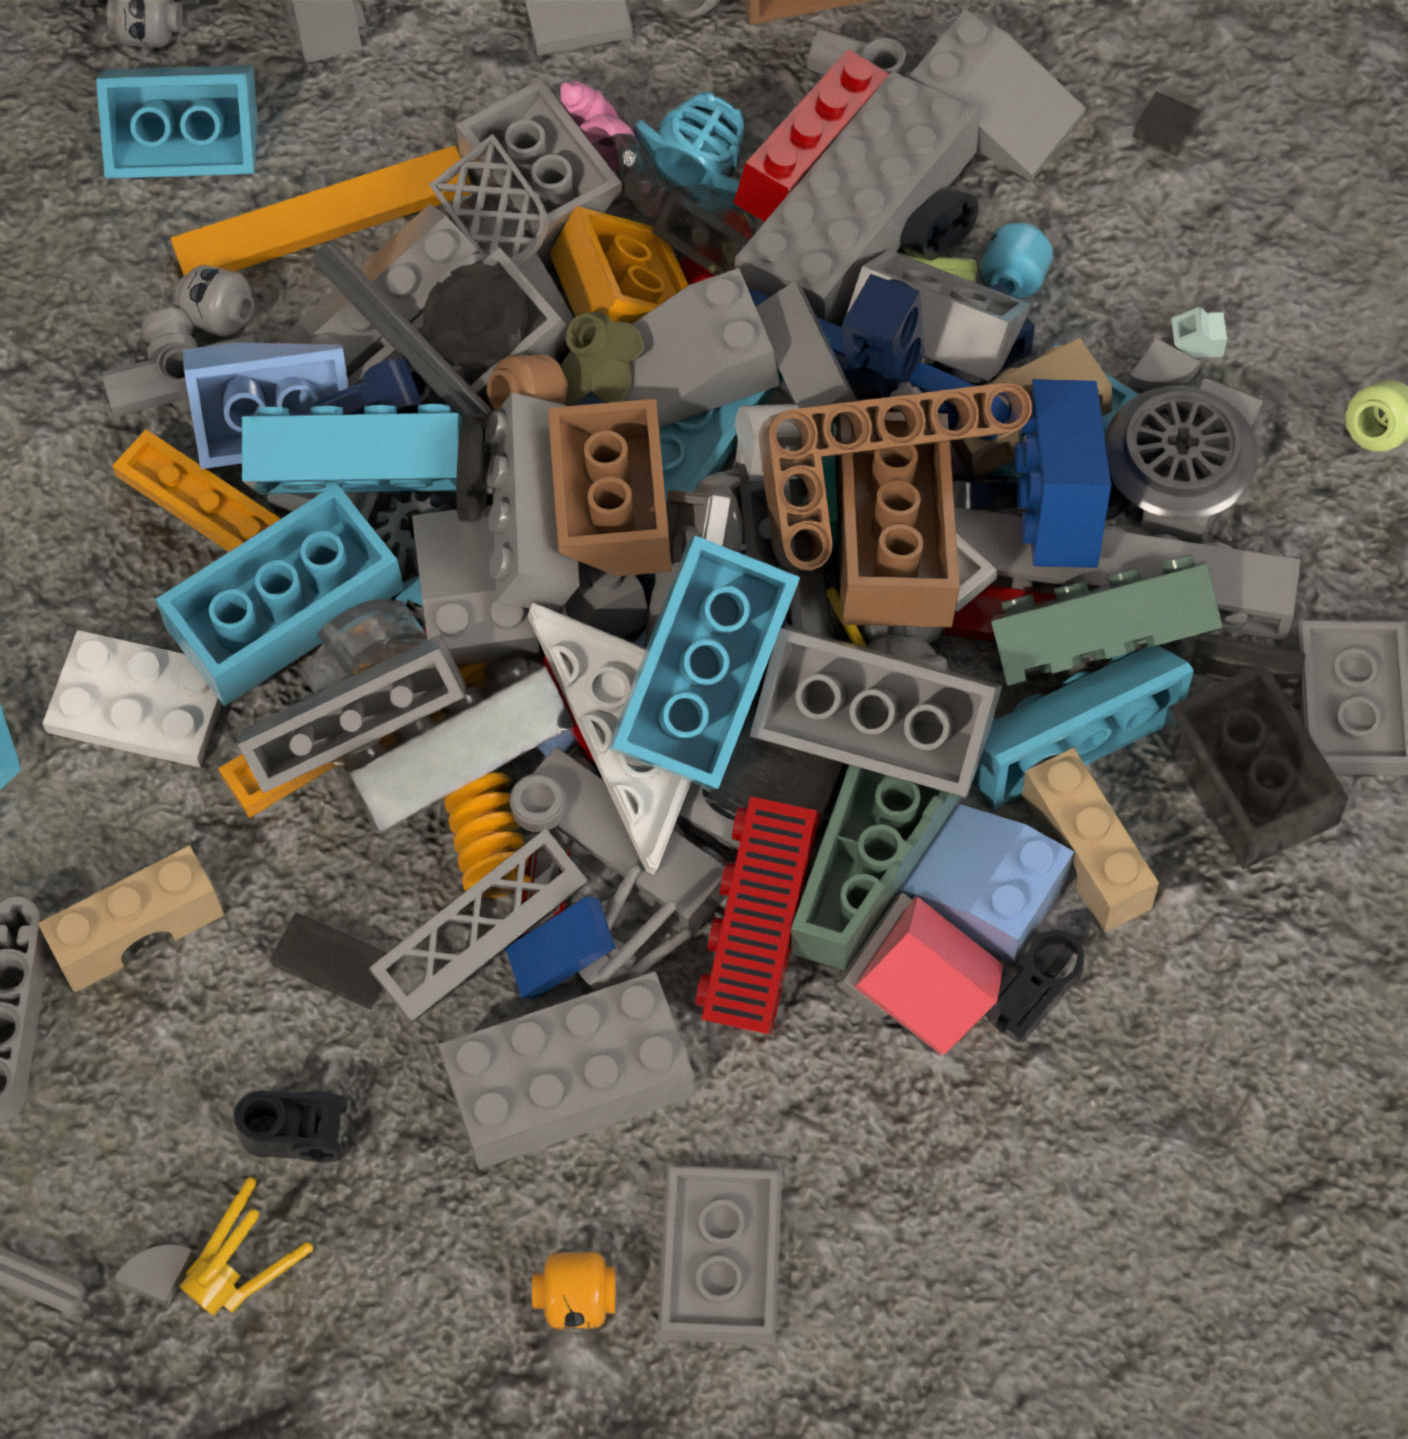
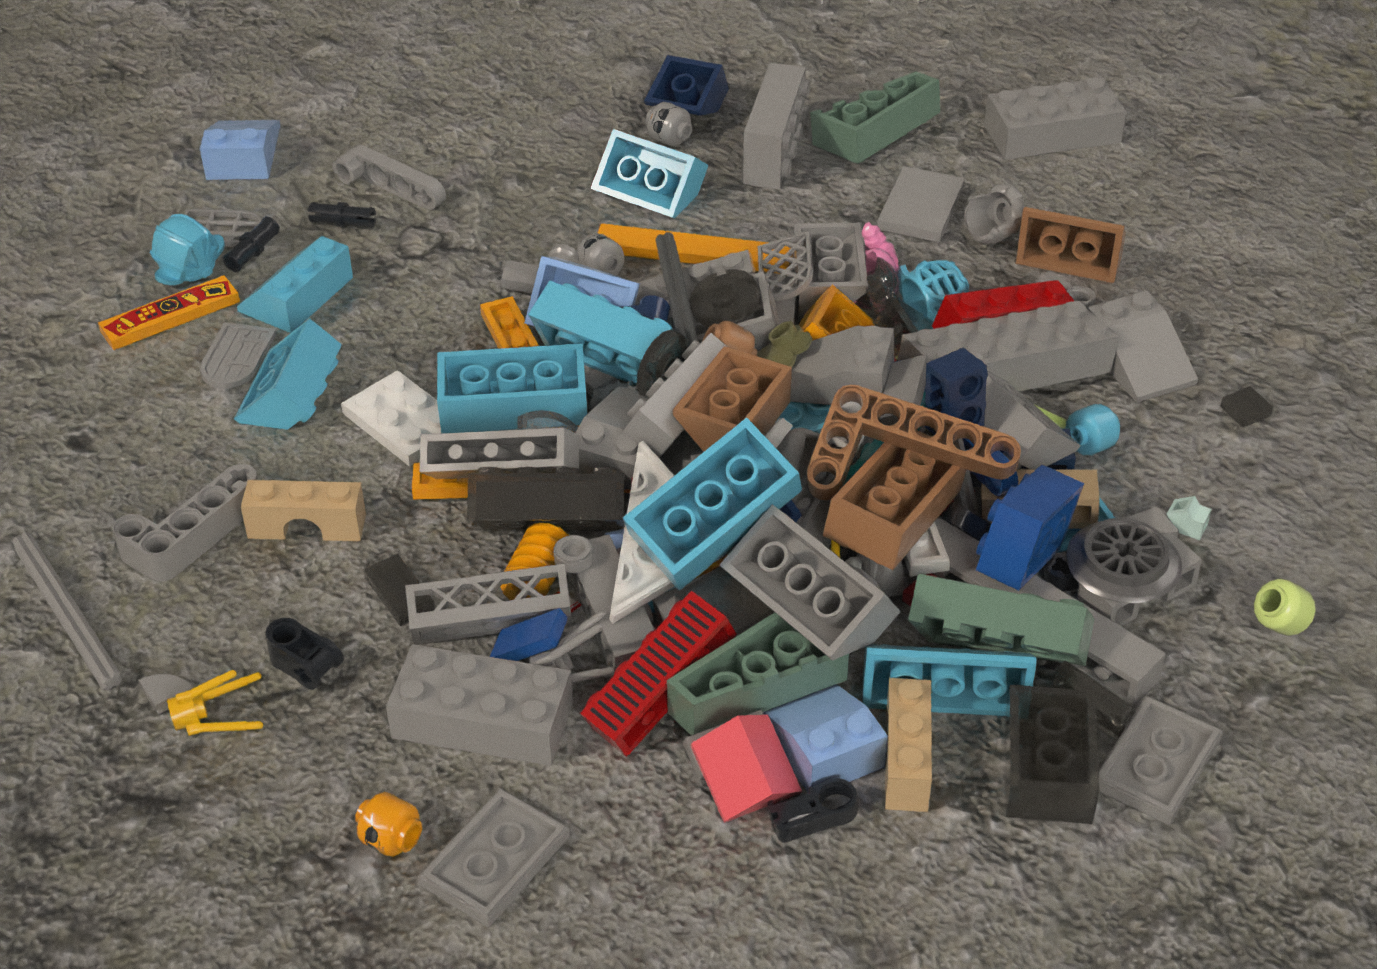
camera: 30 degrees right, 20 degrees down
(940, 224) = (1057, 384): black beam -> none

